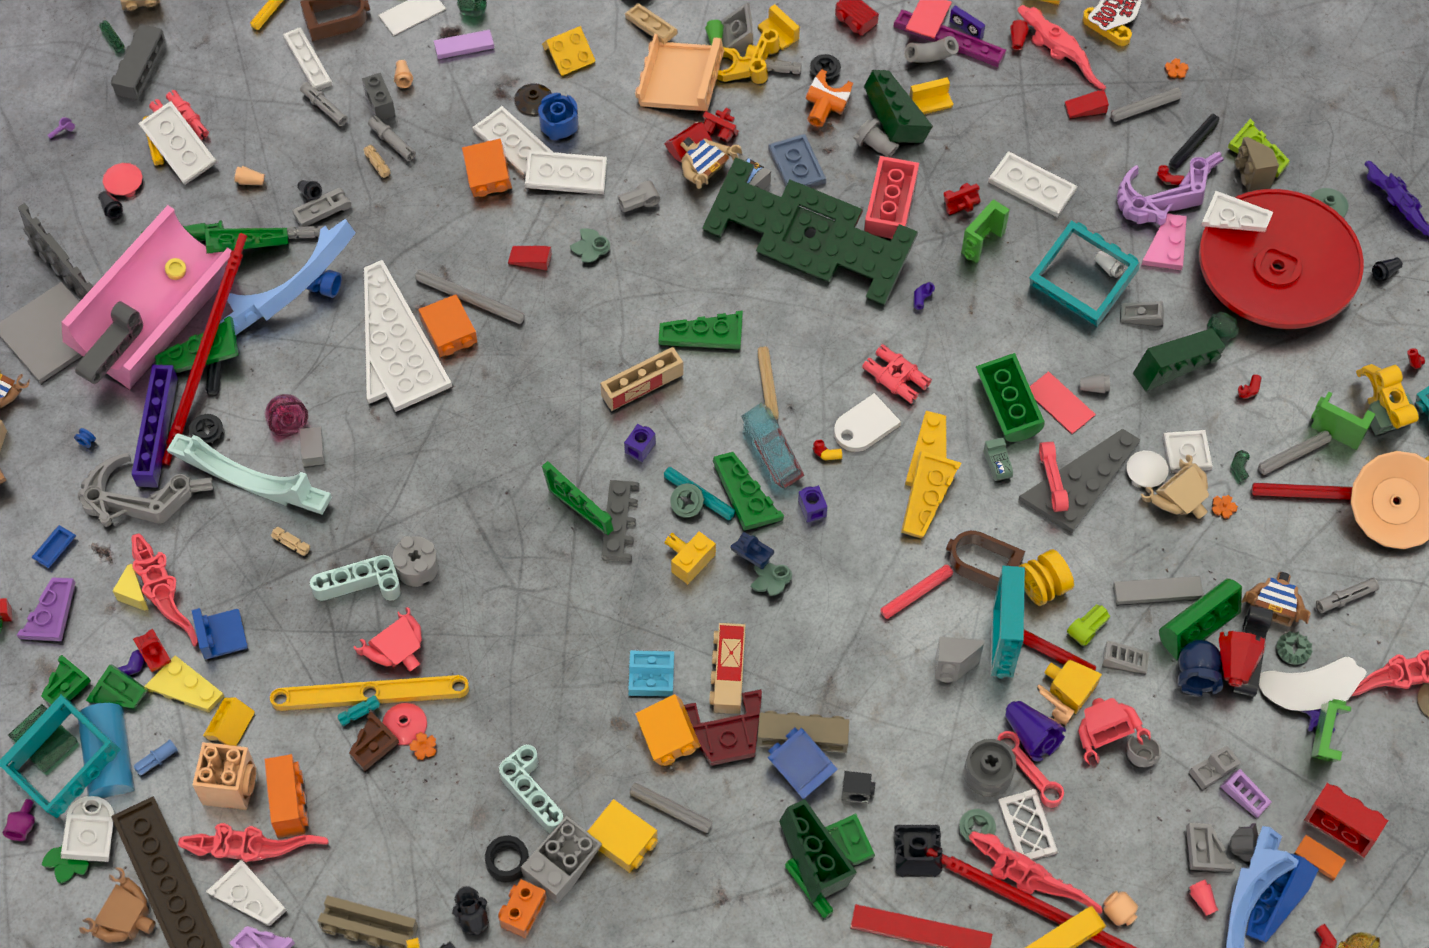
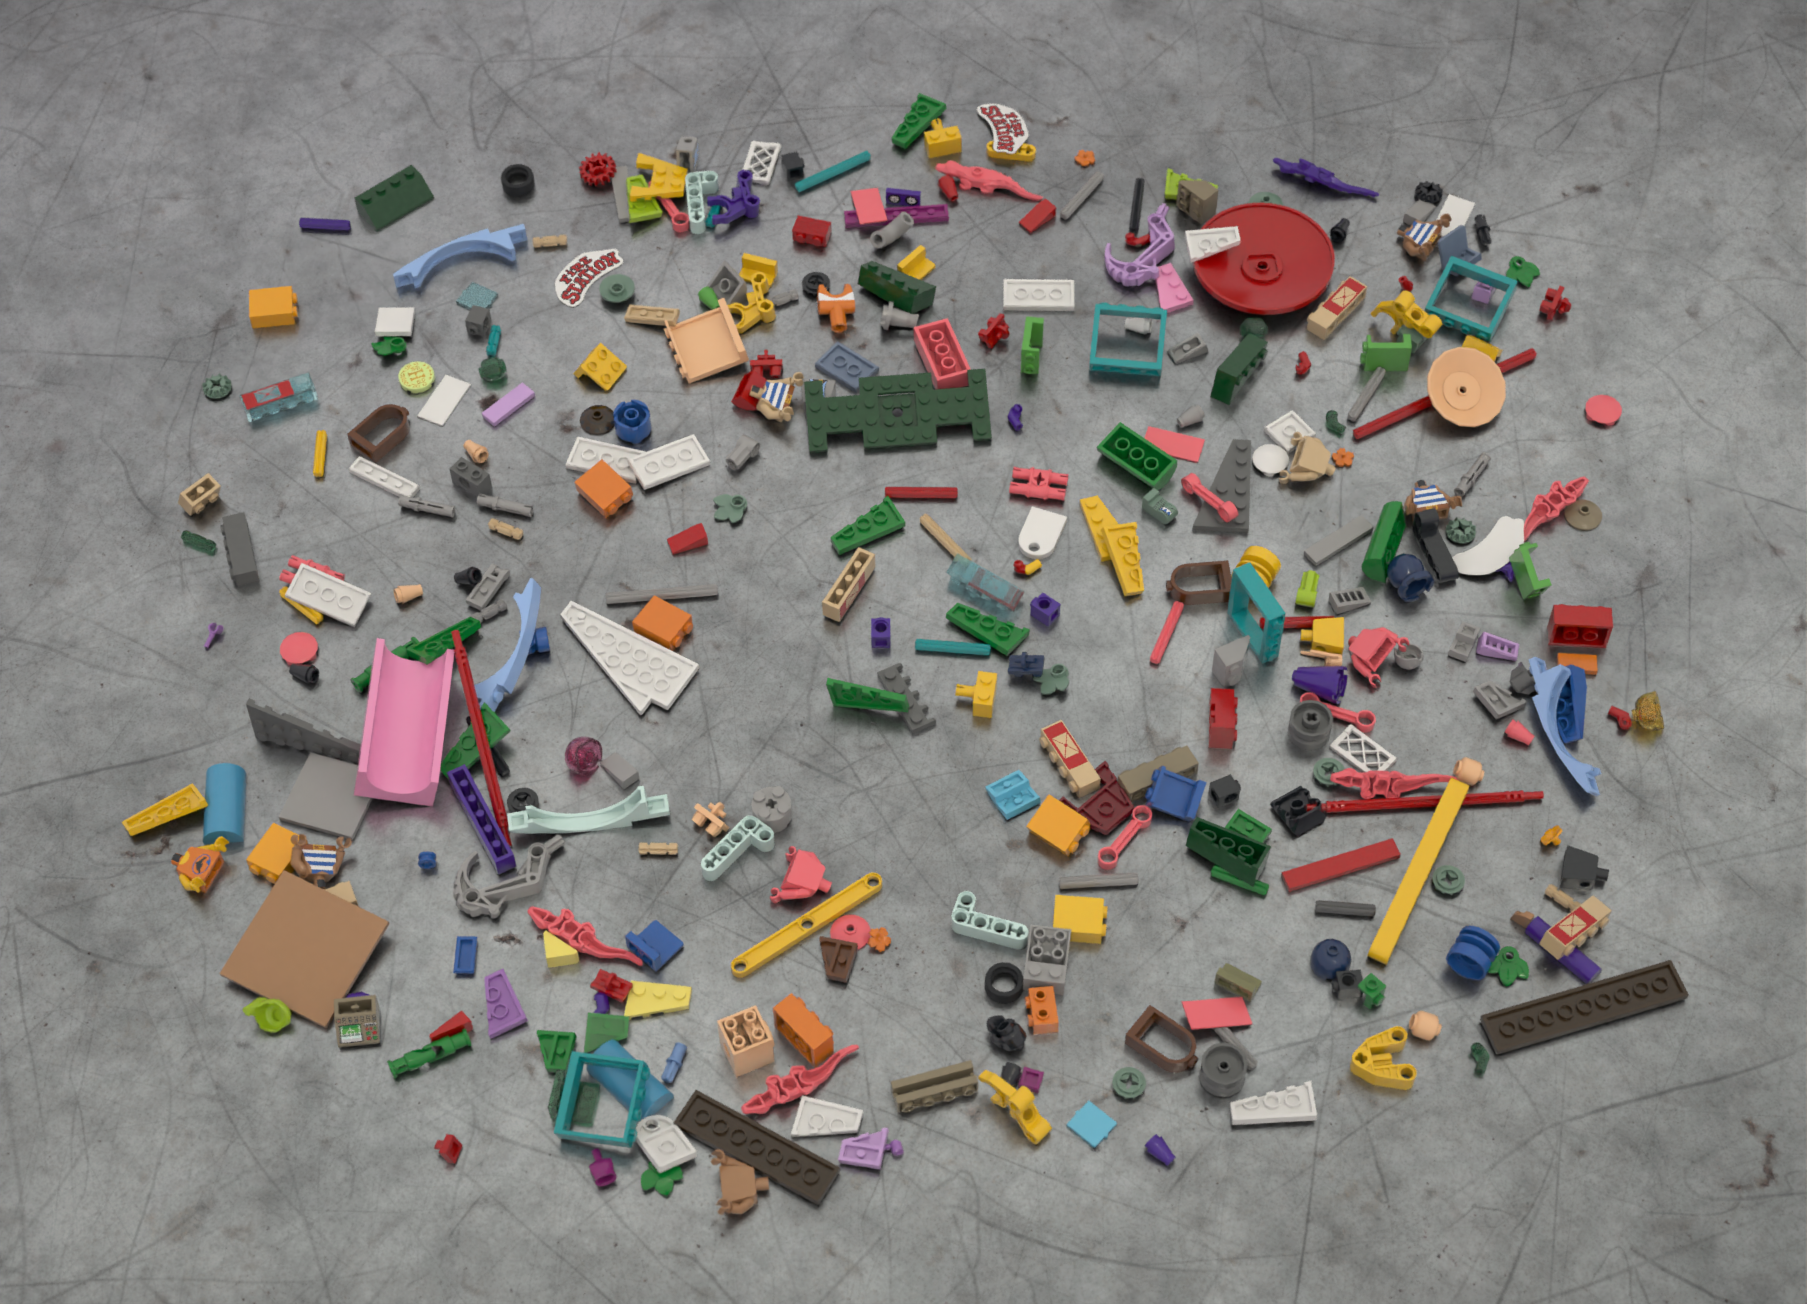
camera: 30 degrees left, 5 degrees down
(112, 344) = (403, 771): dark grey beam -> none
(175, 269) = (409, 690): light yellow tile -> none
(229, 722) = (711, 1004): yellow panel -> none
(358, 710) = (810, 940): teal axle -> none
(360, 537) = (716, 824): none -> light nougat hips
(678, 504) = (942, 649): sand green gear -> none
(727, 778) = (1124, 838): none -> coral piece
(778, 323) = (921, 492): none -> red axle
(907, 710) = (1222, 718): none -> red wedge
(1240, 656) = (1433, 551): red cone -> none
(1325, 347) = (1336, 307): none -> tan brick

